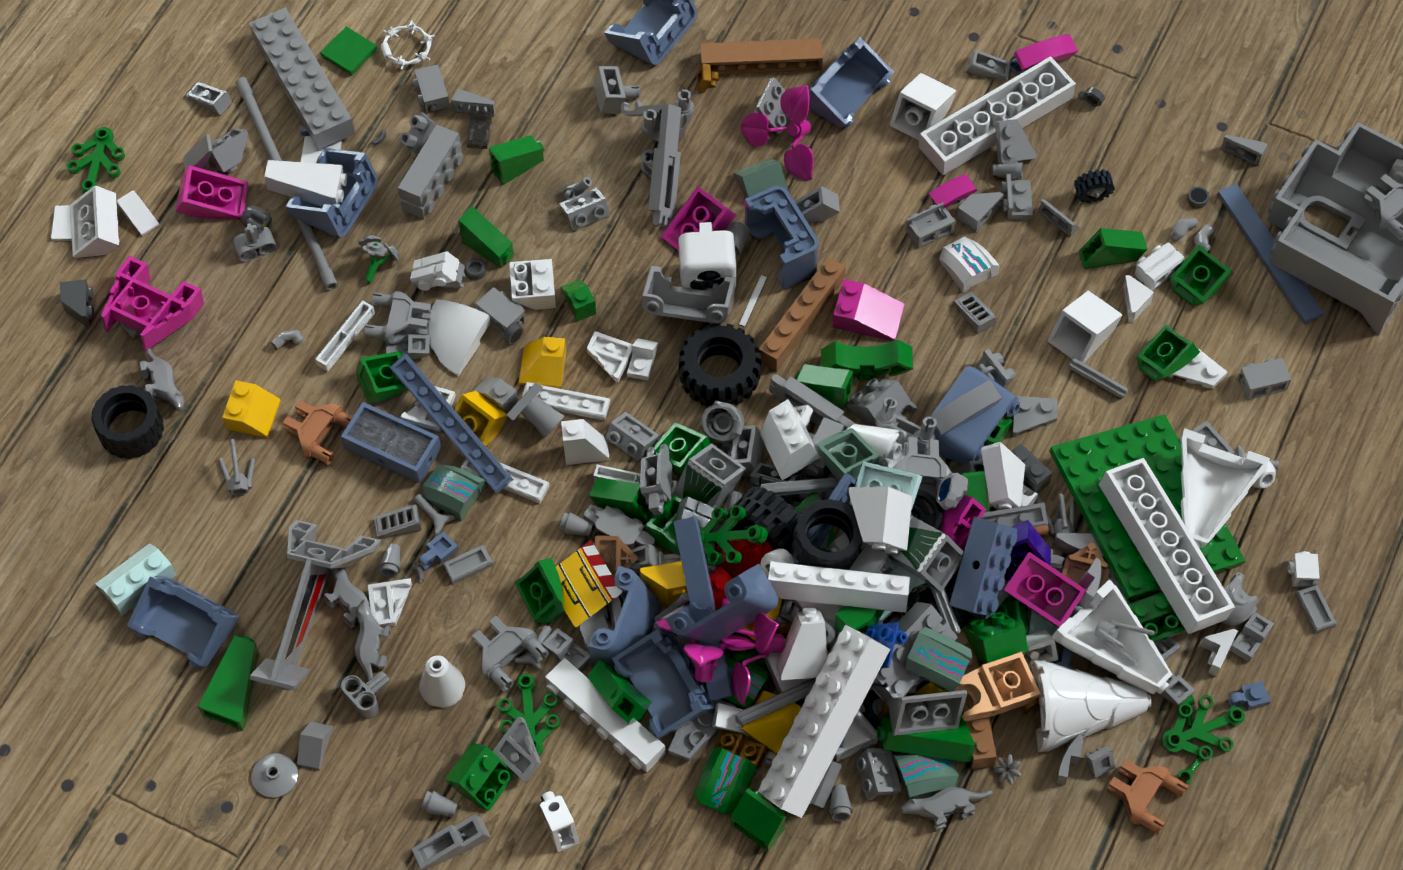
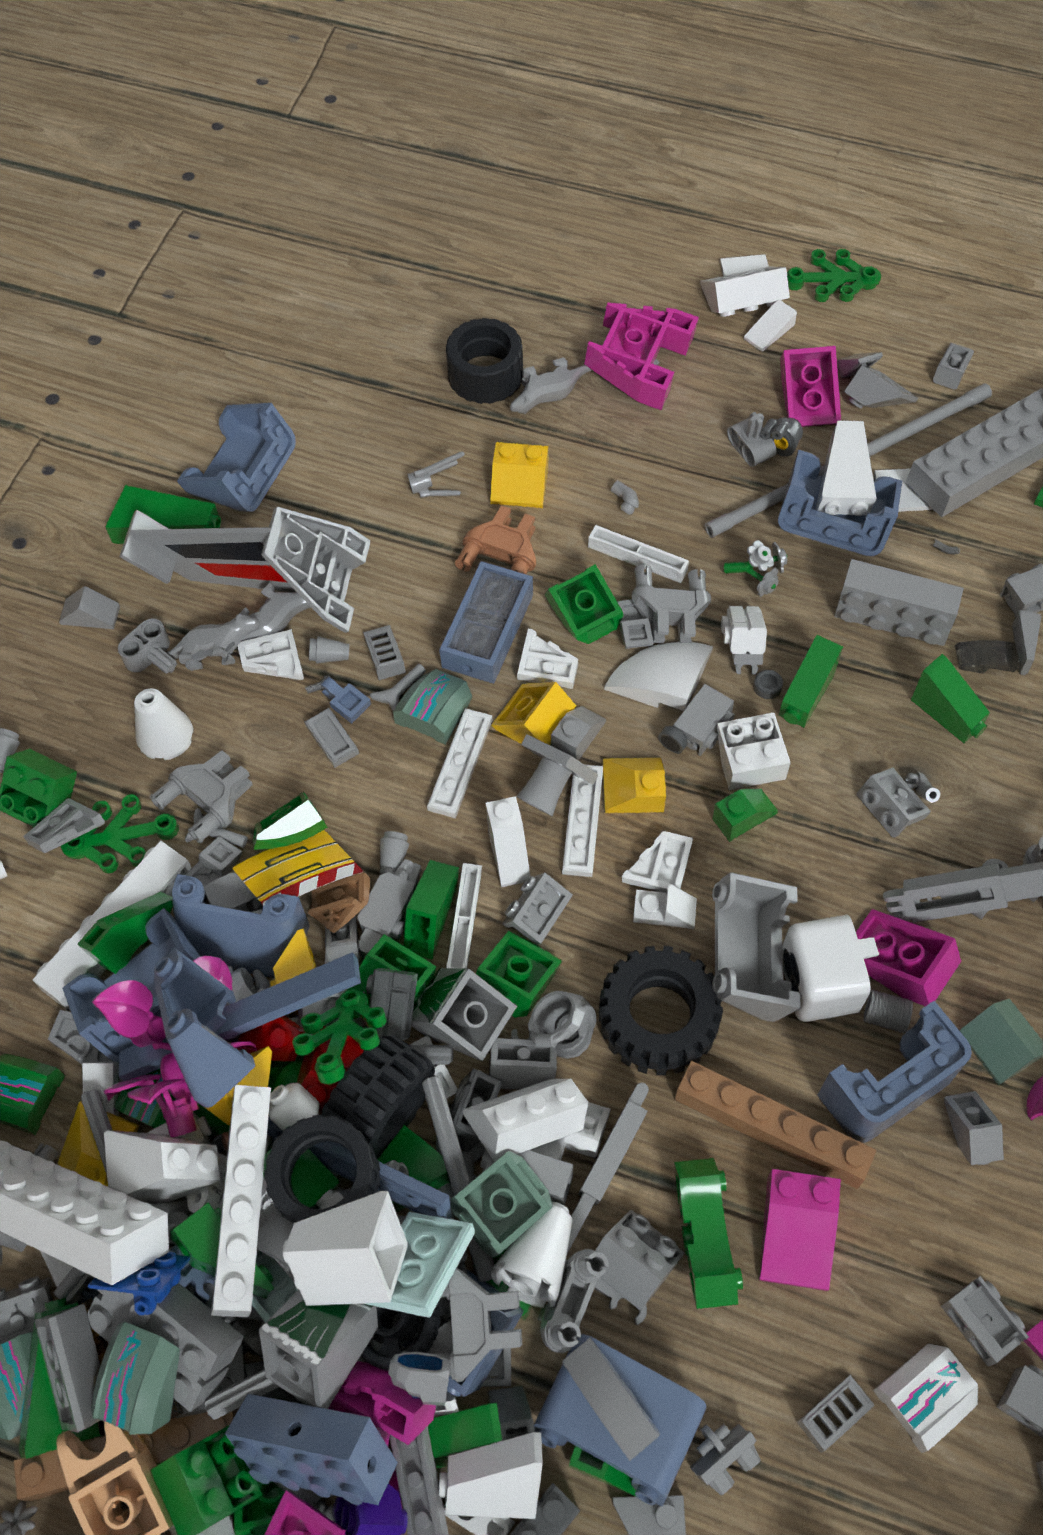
camera: 85 degrees right, 0 degrees up
(76, 300) = (641, 290): dark grey slope -> none
(127, 581) = (298, 407): light aqua slope -> none
(276, 785) = (54, 589): light grey dish -> none
(419, 133) = (966, 578): light grey hips -> none
(451, 423) = (519, 683): sand blue tile -> none
(656, 478) = (454, 937): light grey hinge -> none
(742, 747) = (64, 1102): pearl gold slope -> none
(753, 300) = (791, 1052): white sticker -> none
(827, 382) = (651, 1169): green slope -> none

